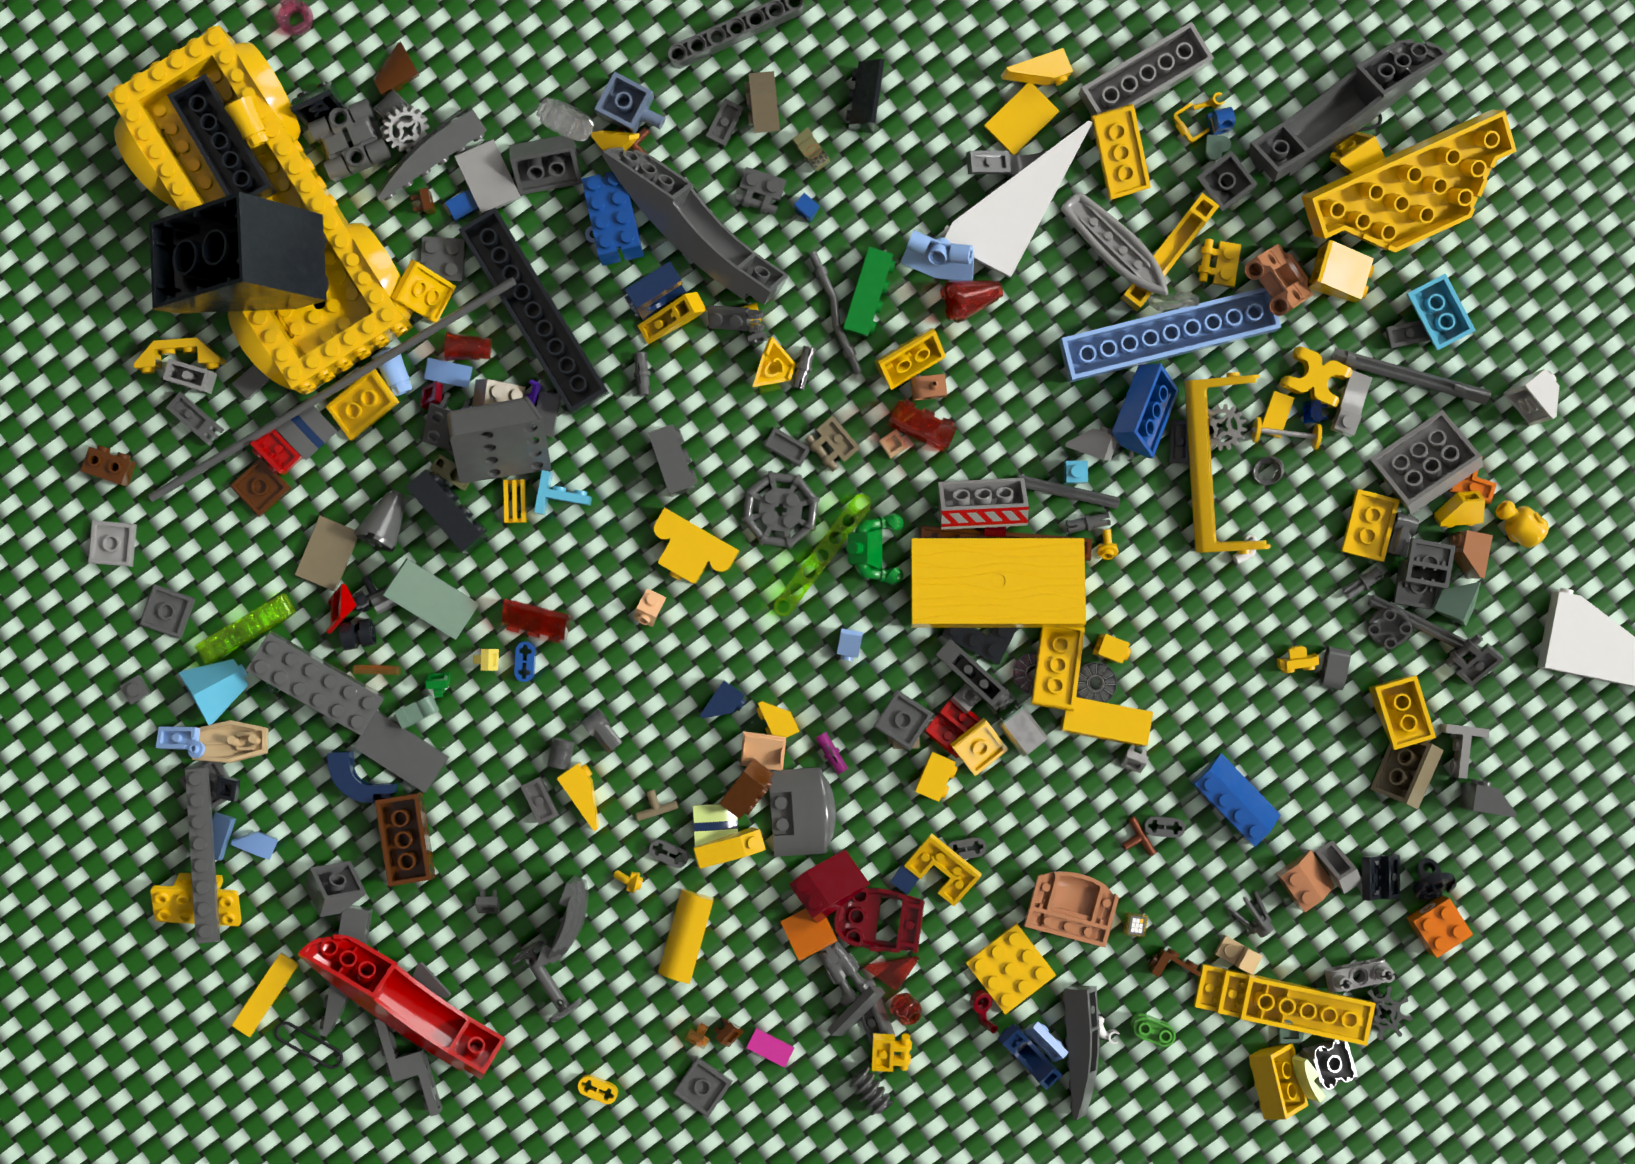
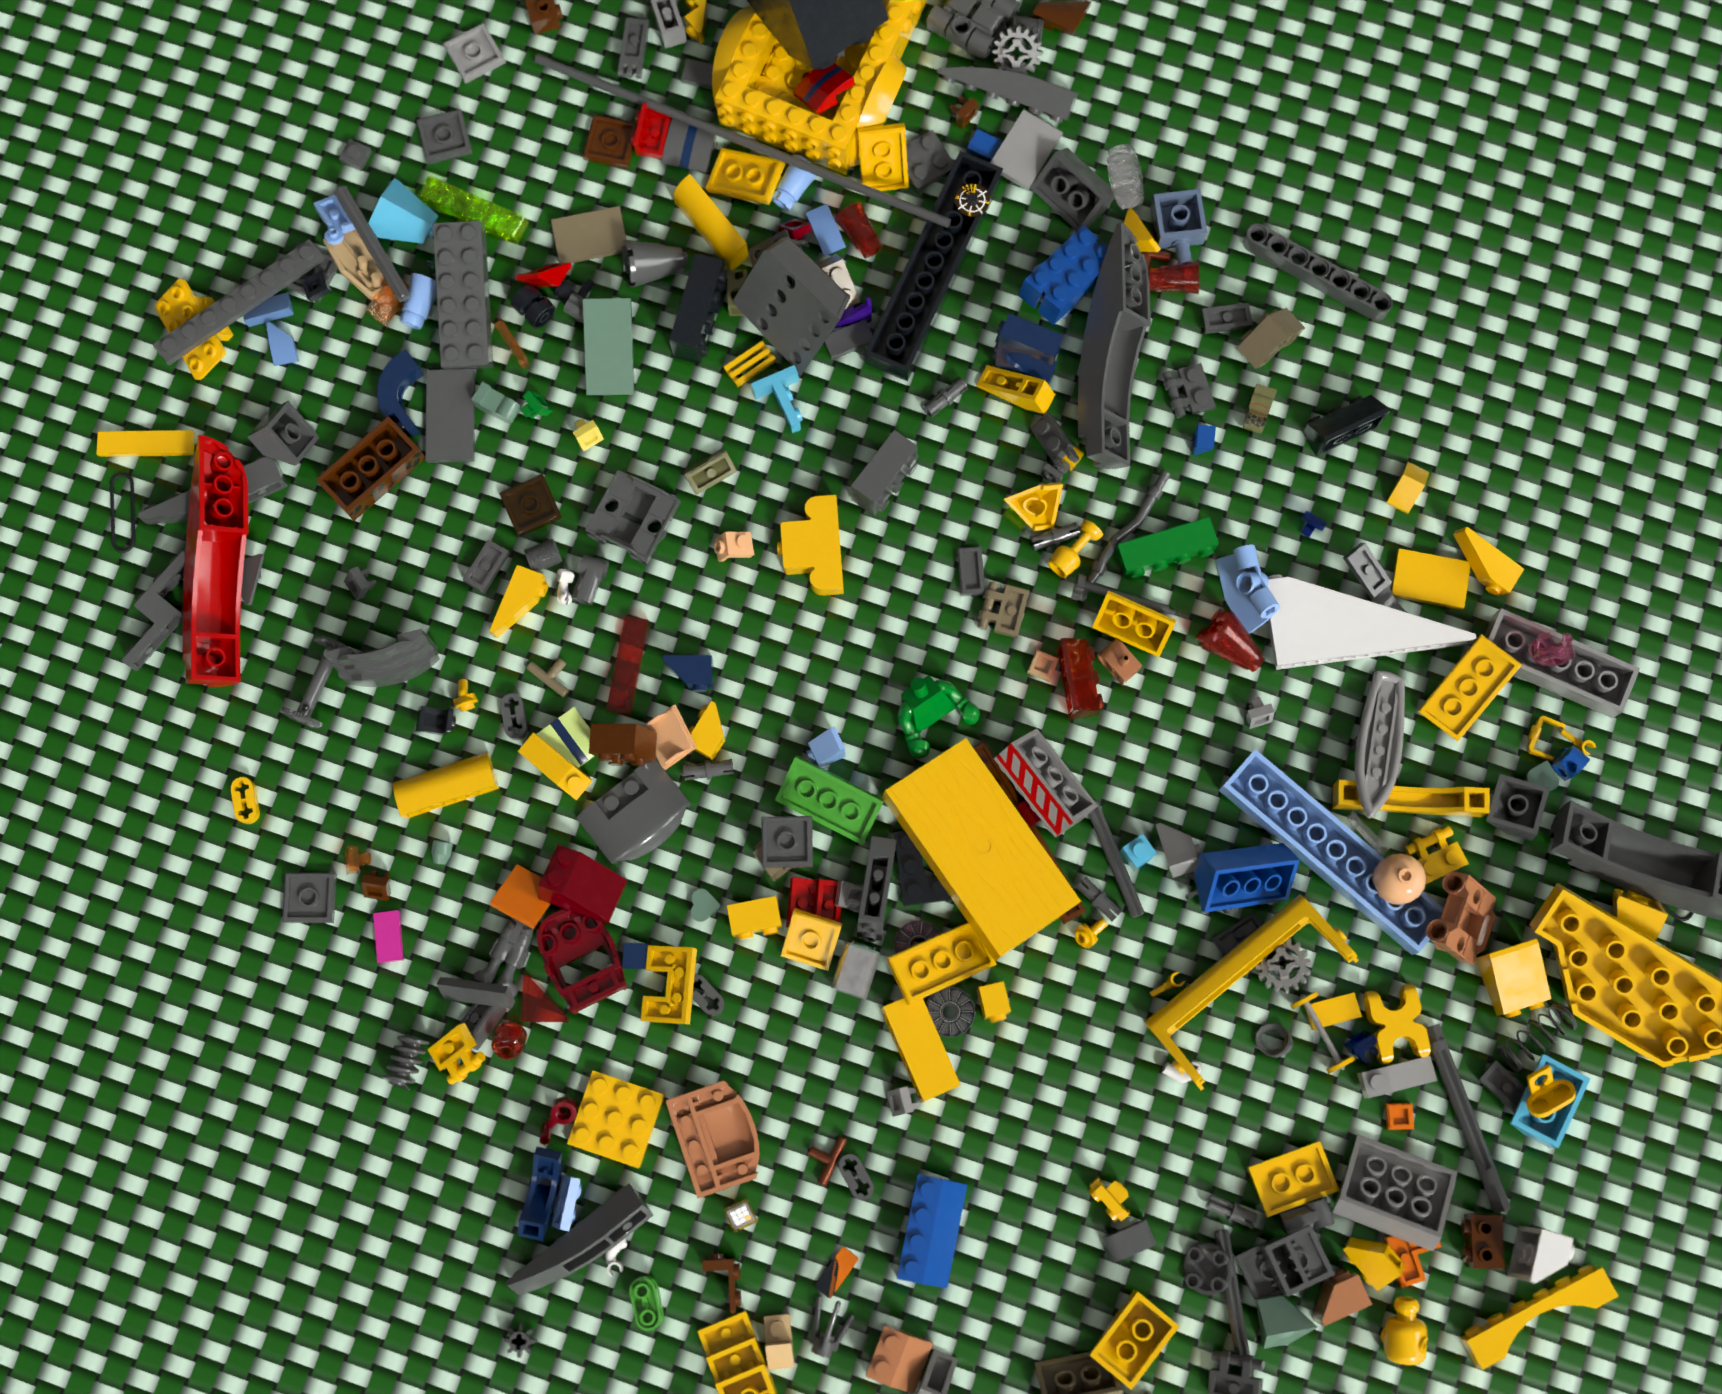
camera: 60 degrees right, 10 degrees down
(223, 724) = (372, 243): none -> dark grey axle
(276, 739) = (385, 305): none -> clear orange plate
(293, 717) = (418, 306): none -> light blue plant
(341, 302) = (820, 87): none -> red slope
(383, 456) = (710, 223): none -> yellow brick
(504, 248) = (972, 200): none -> dark brown piece
(513, 737) = (530, 505): none -> dark brown tile
(519, 661) = (604, 464): blue beam -> none
(536, 620) = (652, 450): clear red slope -> none
(569, 654) = (638, 500): none -> dark grey piece
(578, 587) = (709, 471): none -> olive slope
(587, 748) = (564, 577): none -> white arm
(633, 913) = (435, 720): none -> black bracket
(668, 138) = (1175, 278): none -> clear red plant
(686, 745) = (627, 665): none -> clear red plate
(733, 970) = (441, 851): none -> sand green hose
(790, 502) = (913, 591): dark grey plate -> none
(805, 738) = (708, 769): none -> dark grey pin
(824, 544) = (880, 663): clear neon green beam -> none
(824, 740) = (704, 818): magenta pin -> none
(828, 372) = (1066, 559): none -> yellow piece
(853, 375) = (1081, 585): none -> dark grey piece
(888, 666) = (829, 800): none -> bright green plate
(901, 806) = (704, 905): none -> sand green tile
(922, 173) = (1312, 523): none -> clear blue tile
(943, 84) = (1408, 487): none -> yellow slope
(1035, 314) = (1259, 714): none -> light grey tile
(1119, 1139) = (515, 1346): none -> dark grey gear
(1140, 76) = (1551, 653): none -> clear pink piece
(1180, 515) = (1167, 985): none -> yellow hand
(1218, 883) = (836, 1272): none -> sticker
(1222, 304) = (1399, 879): none -> light nougat cylinder
(1377, 421) = (1399, 1116): none -> orange tile
(1387, 257) = (1556, 1006): none -> dark grey piece
(1439, 311) = (1549, 1095): none -> yellow bracket
(1498, 426) = (1483, 1241): none -> reddish brown brick
(1565, 469) = (1492, 1341): none -> yellow arch

